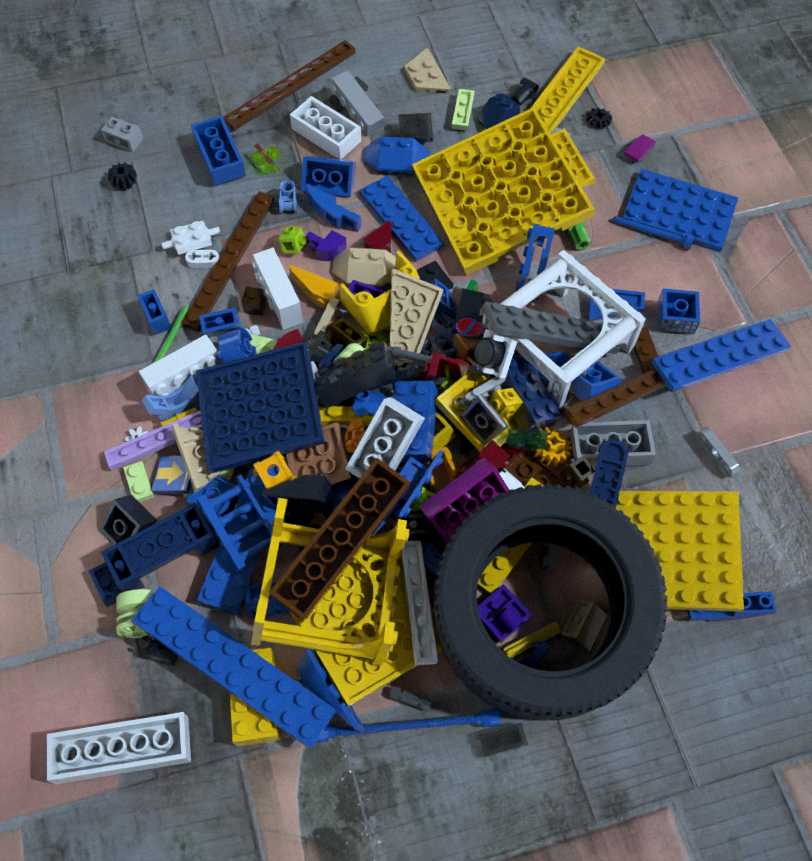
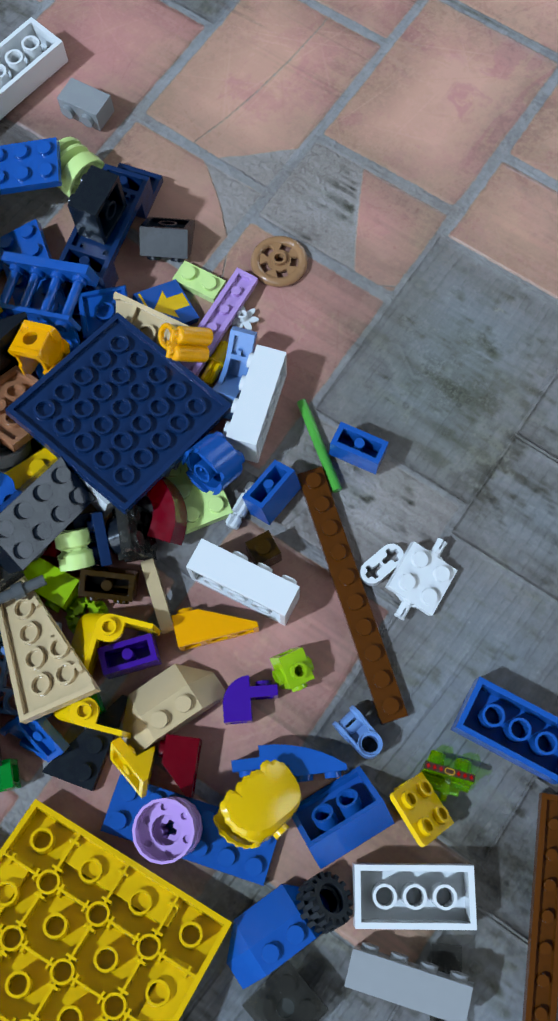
camera: 145 degrees right, 10 degrees up
(82, 673) = (85, 104): none -> light grey brick
(89, 469) = (270, 277): none -> medium nougat plate
(153, 536) = (97, 204): none -> black brick
(187, 416) = (186, 342): none -> light orange piece
(289, 149) = (421, 809): none -> yellow bracket
(361, 192) = (259, 806): none -> yellow animal
(365, 148) = (314, 909): none -> black tyre
(405, 246) = (134, 767): none -> yellow slope
(409, 208) = (152, 835): none -> lavender wheel

